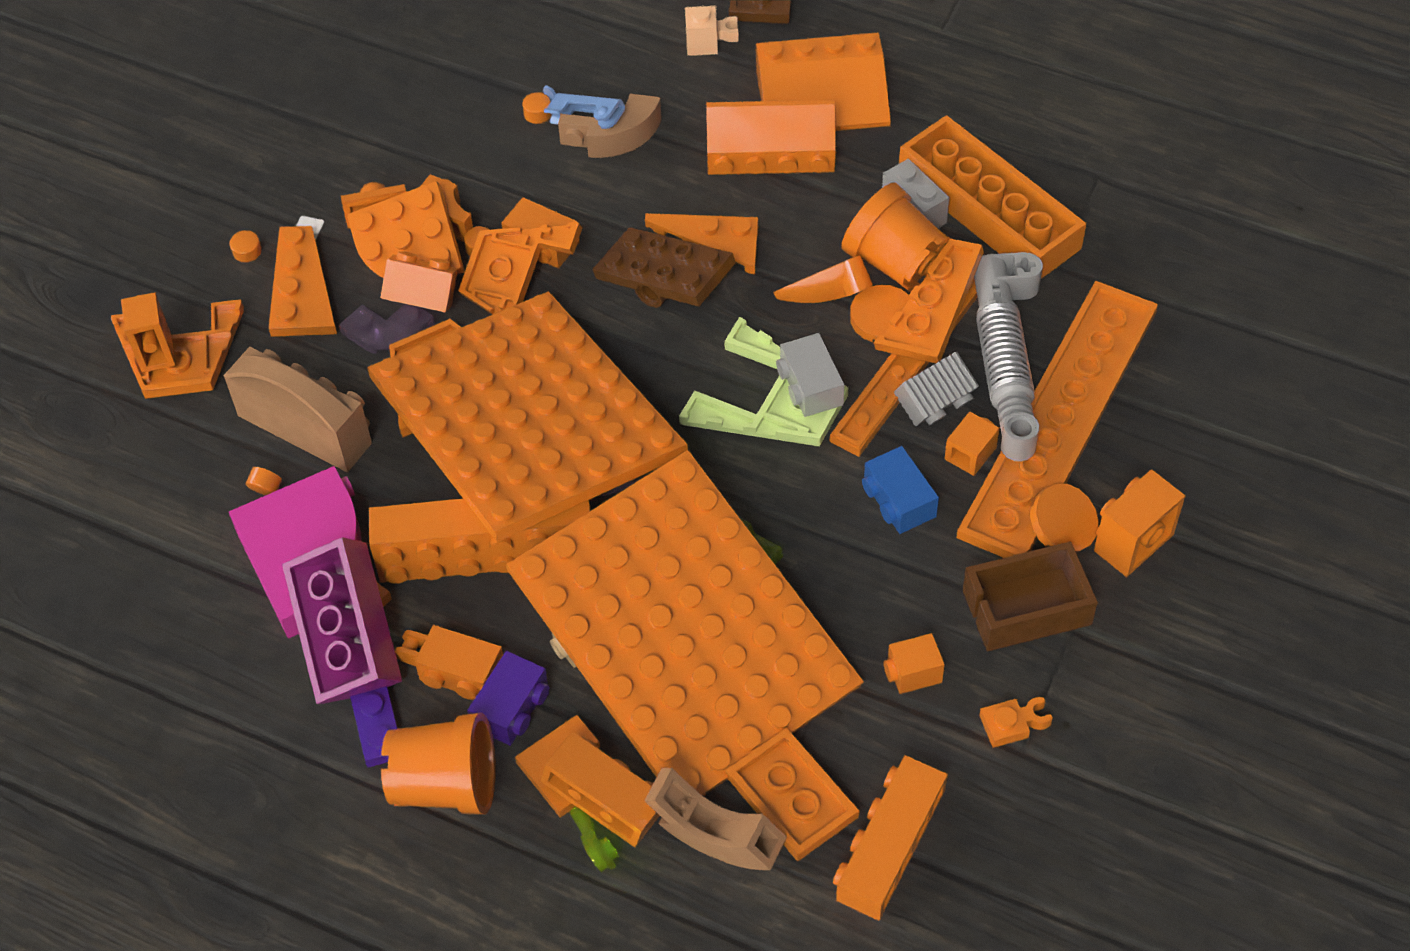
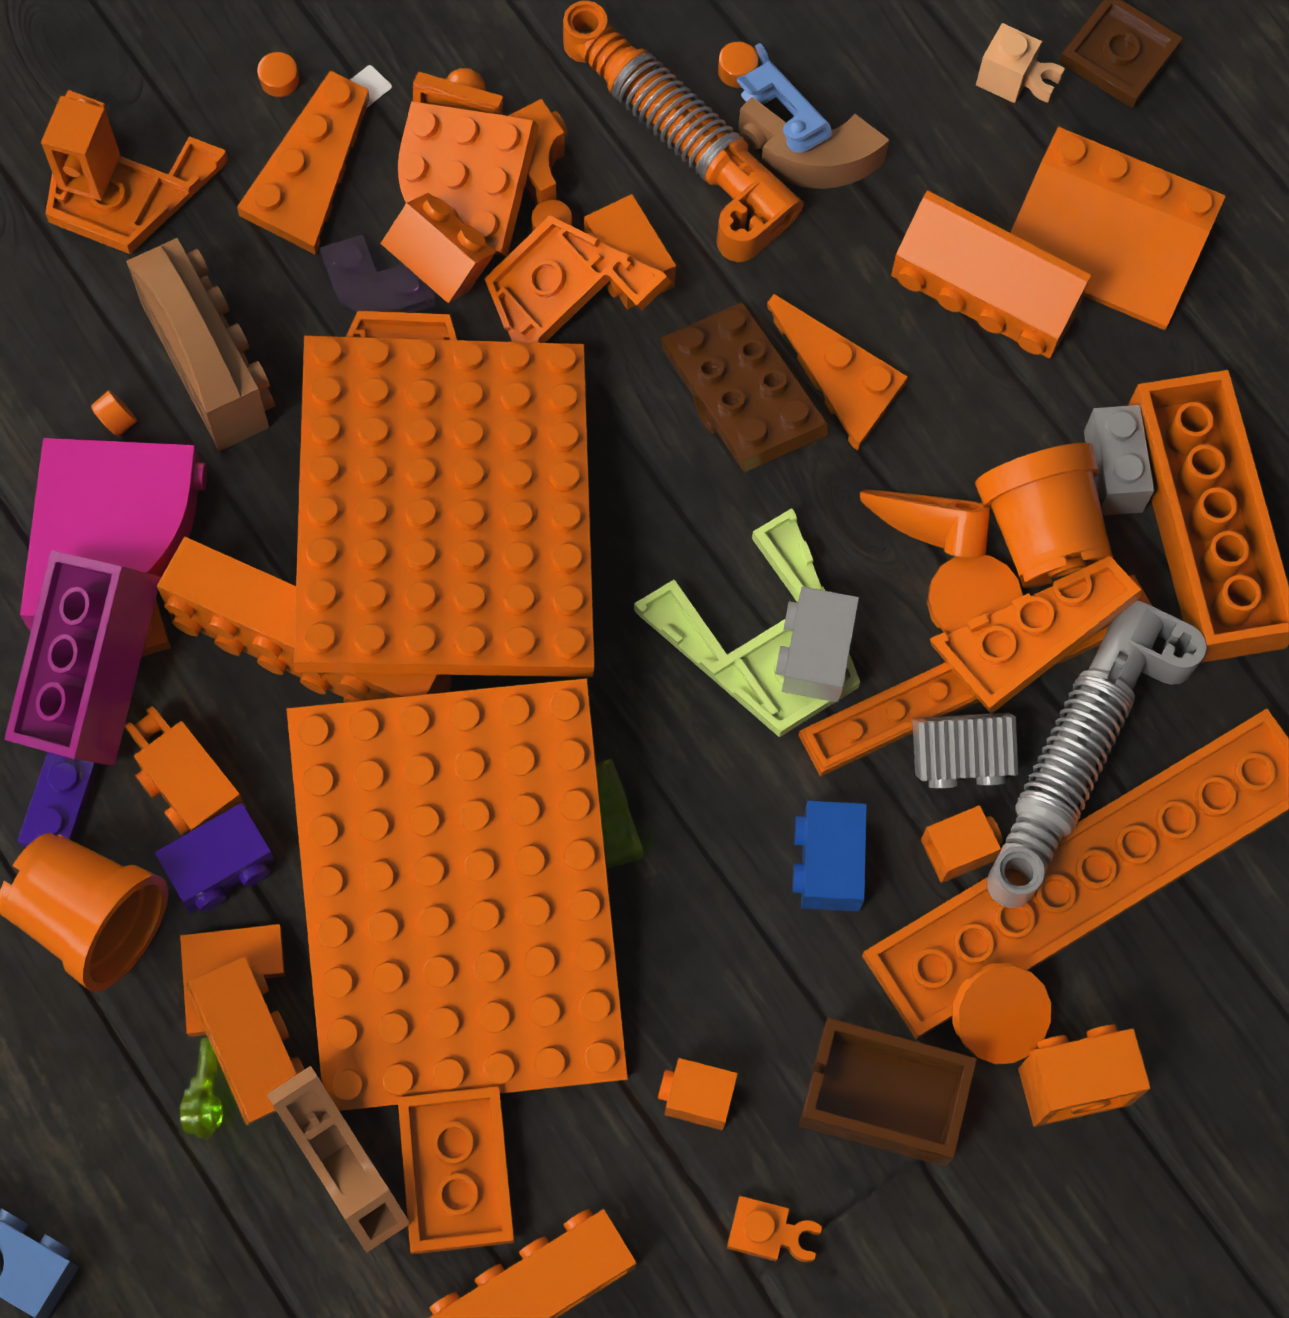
camera: 25 degrees right, 15 degrees up
(559, 156) = (718, 154): none -> orange piece

